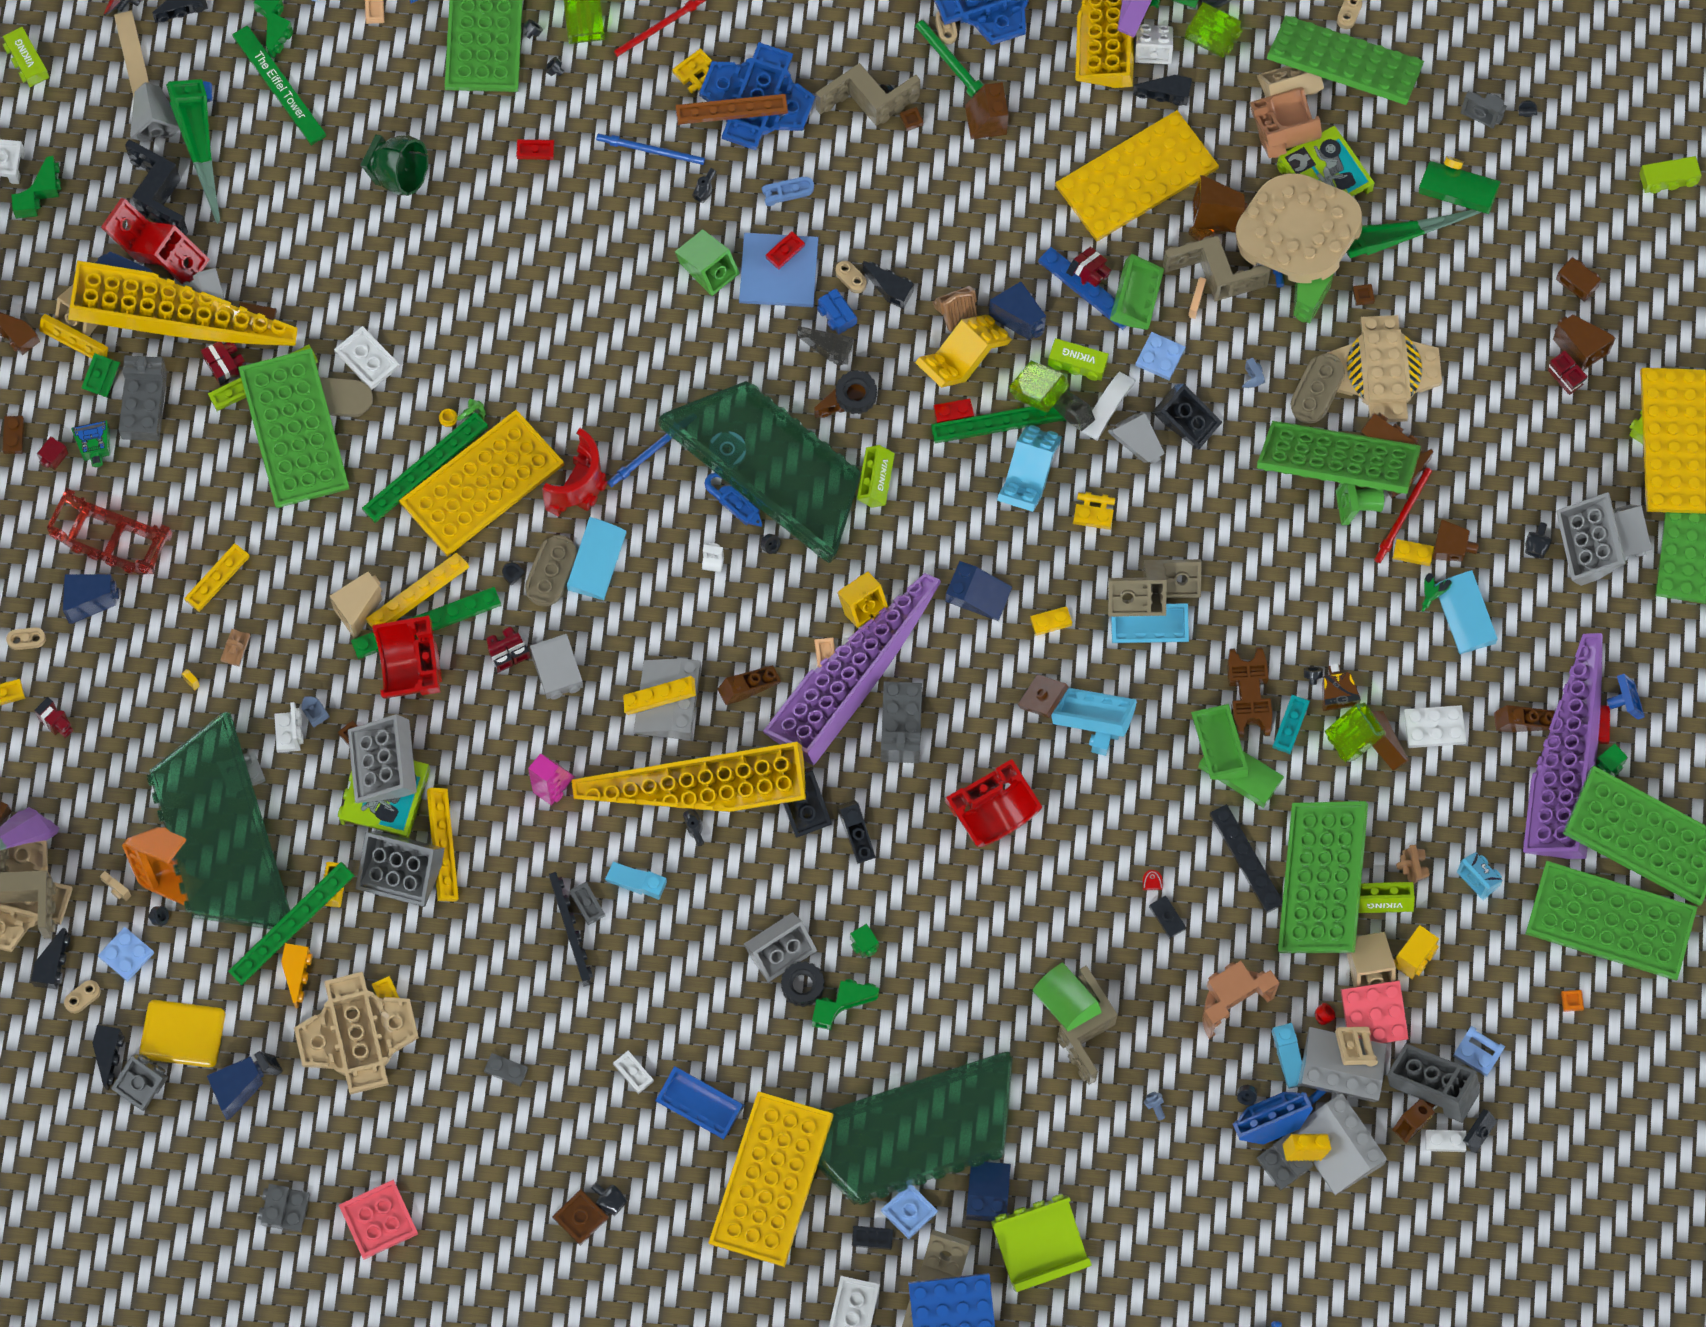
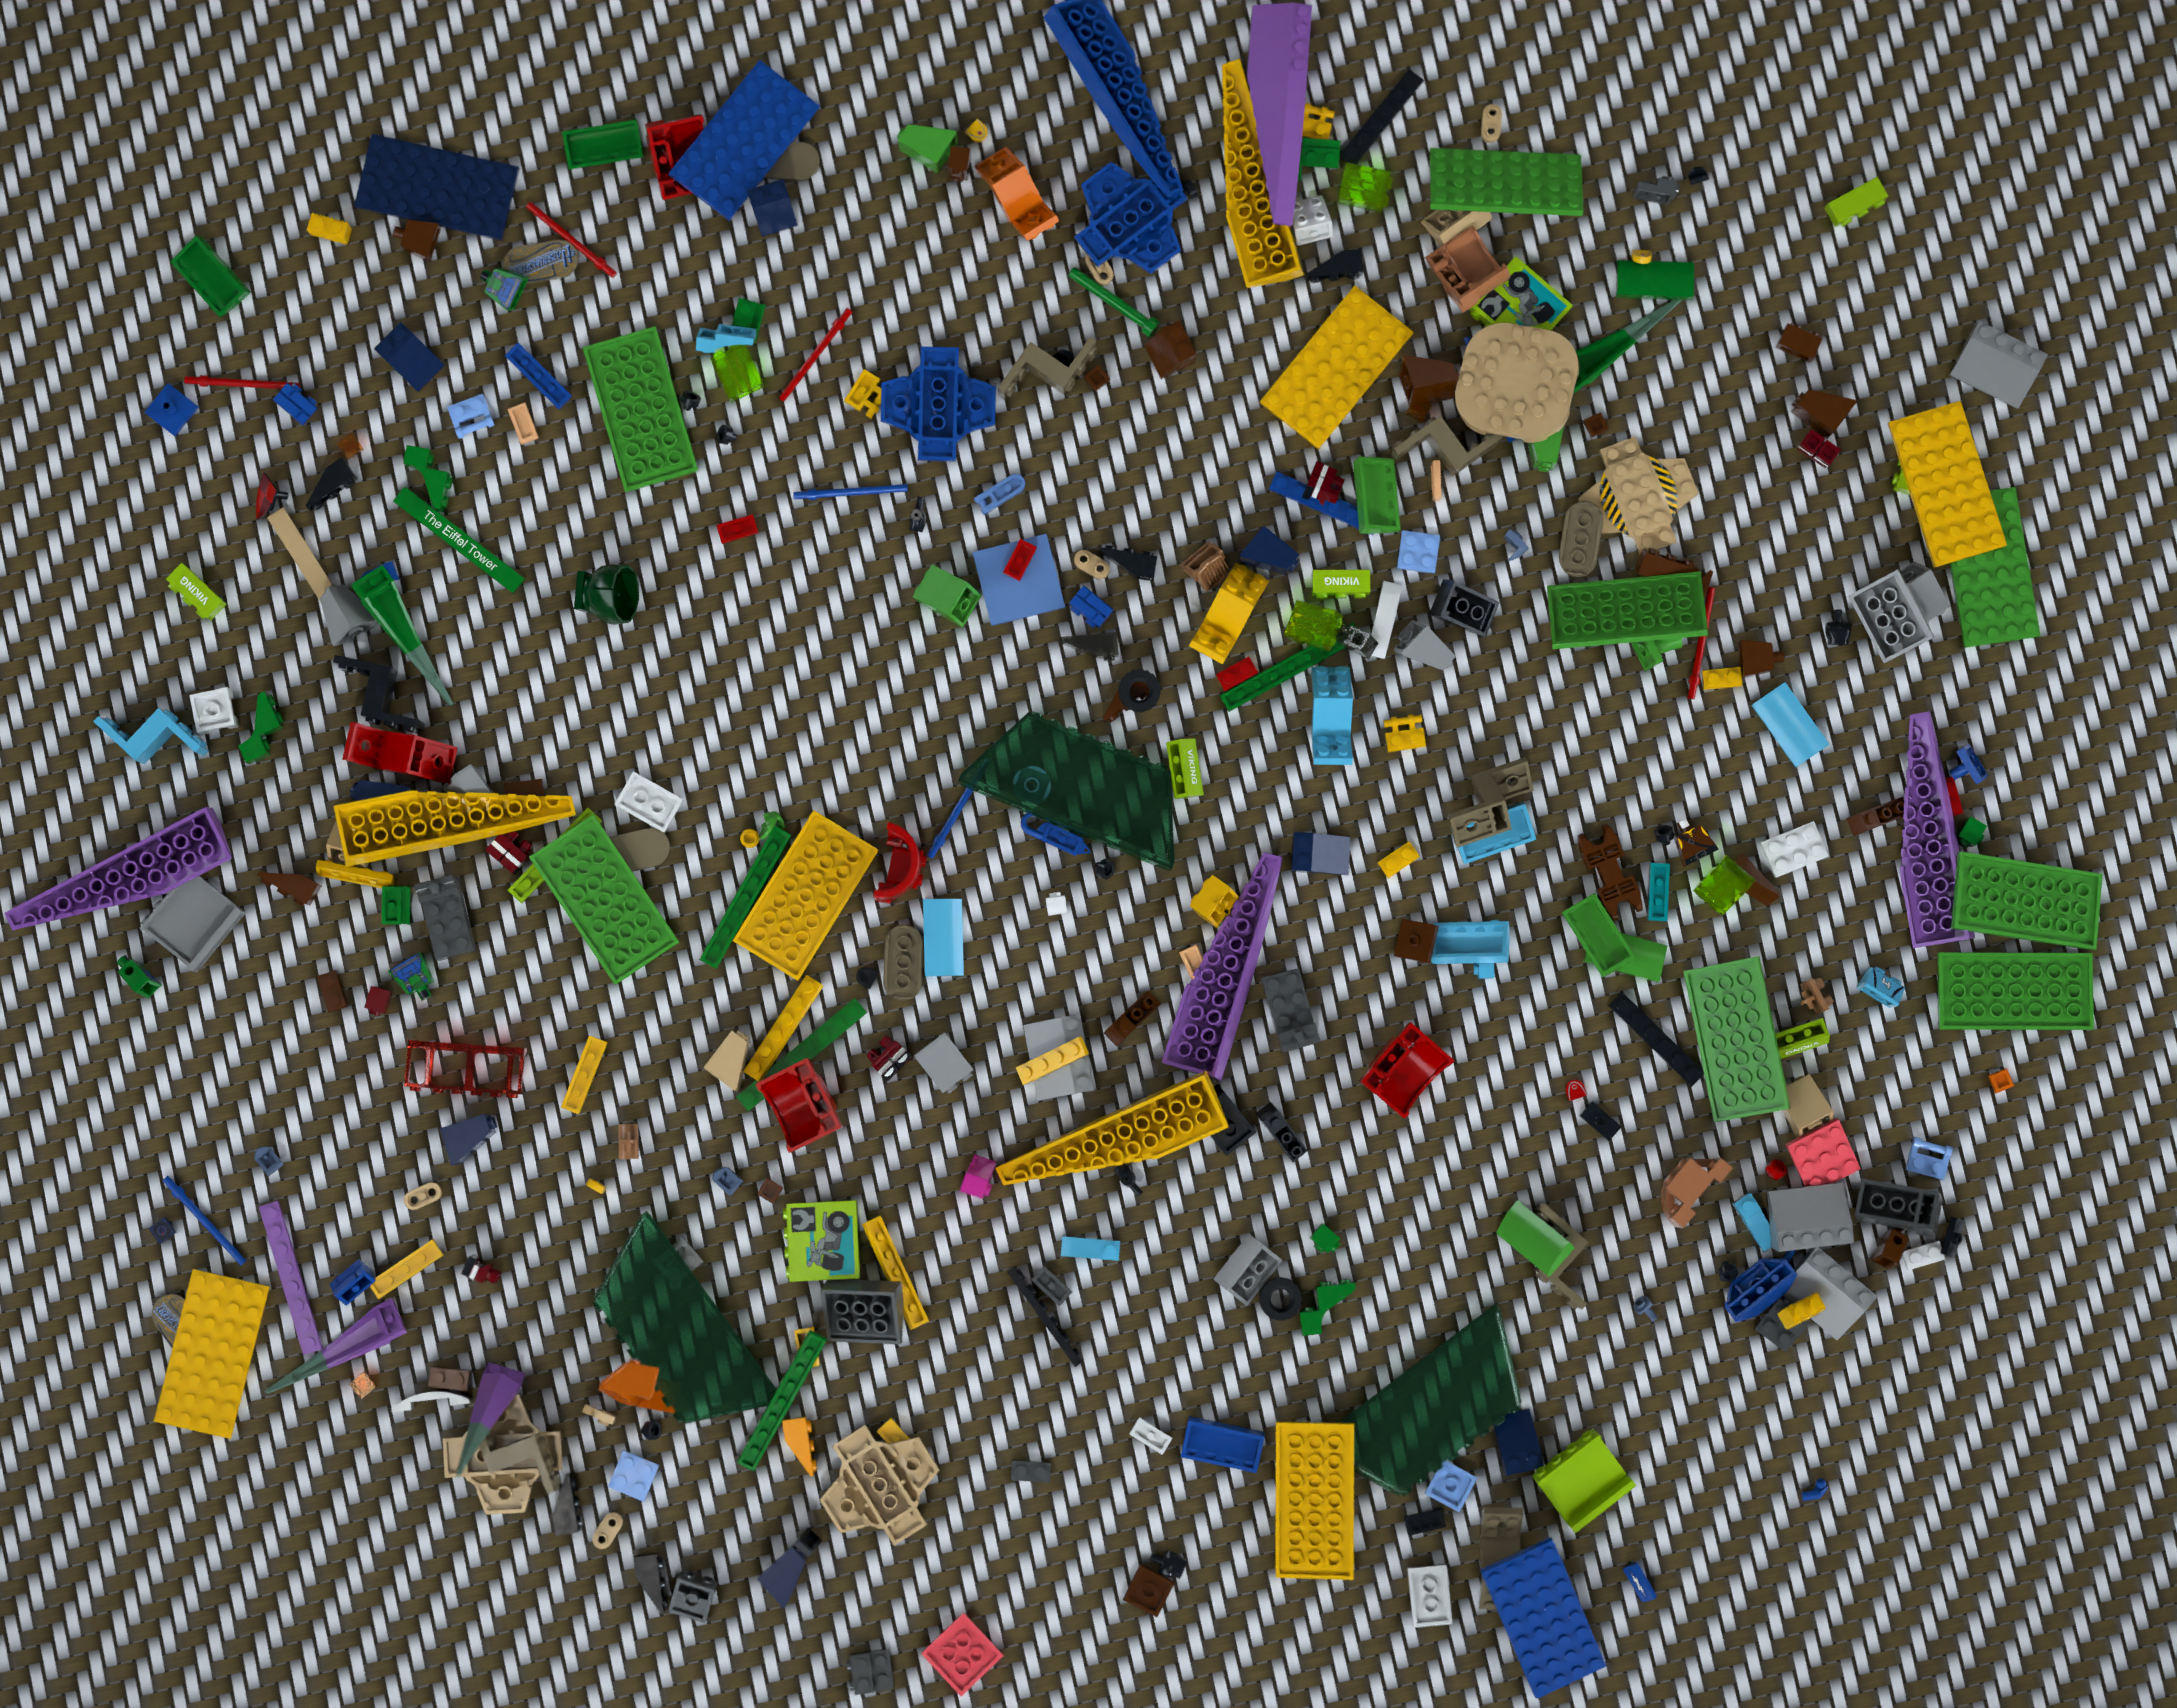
camera: 20 degrees left, 15 degrees up
(182, 1033) = (714, 1534): yellow piece -> none
(289, 730) = (708, 1207): white bracket -> none
(382, 760) = (811, 1213): light grey slope -> none
(731, 109) = (919, 429): dark orange plate -> none
(1350, 1046) = (1813, 1201): tan plate -> none
(1416, 952) = (1845, 1085): yellow brick -> none
(1432, 592) = (1752, 715): green piece -> none

